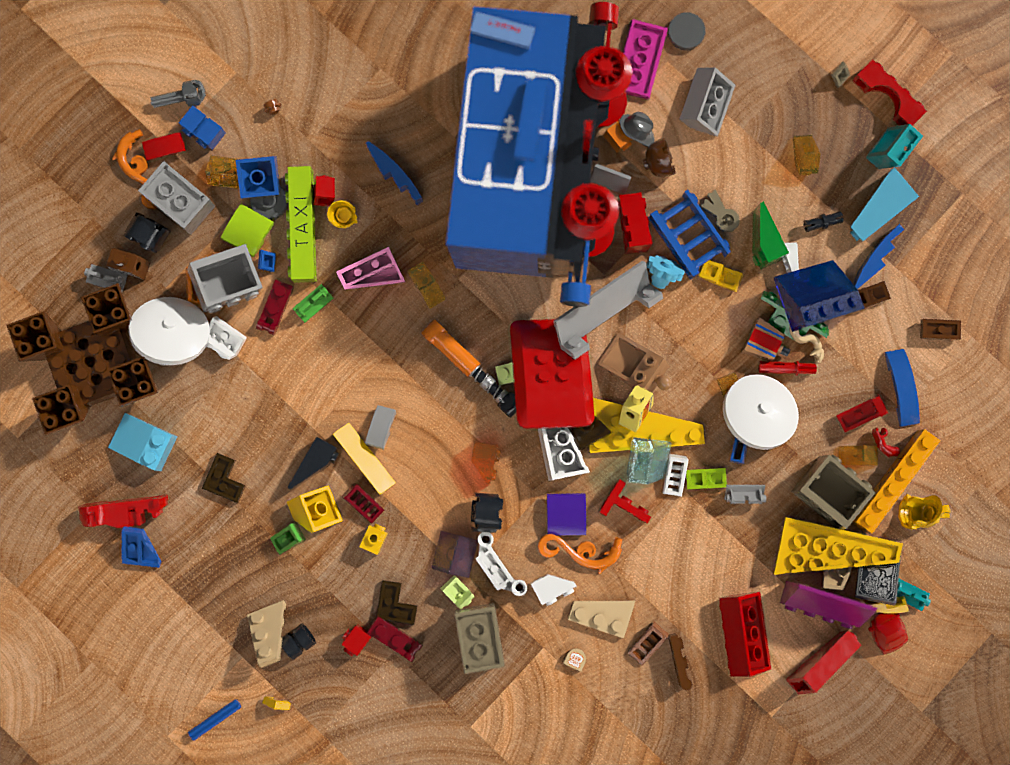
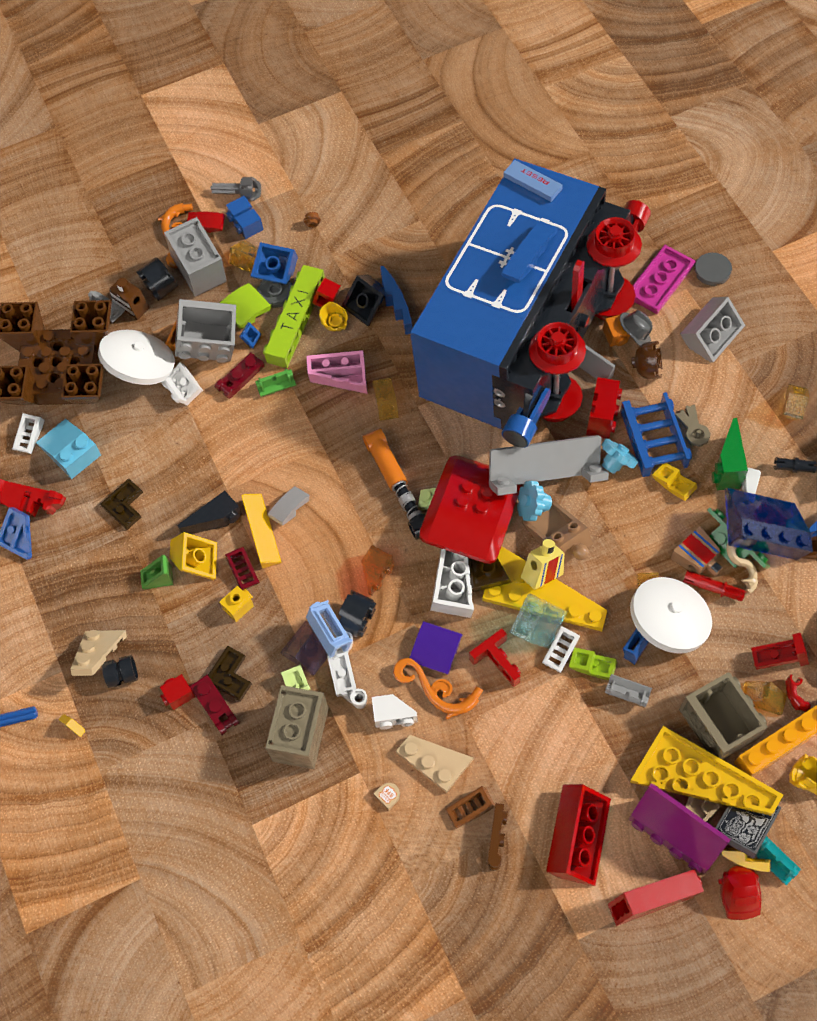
camera: 30 degrees right, 20 degrees down
(89, 442) = (25, 420): none -> white slope
(364, 182) = (364, 298): none -> black slope
(470, 539) = (328, 628): none -> light blue window
(603, 346) = (532, 501): none -> medium azure plant

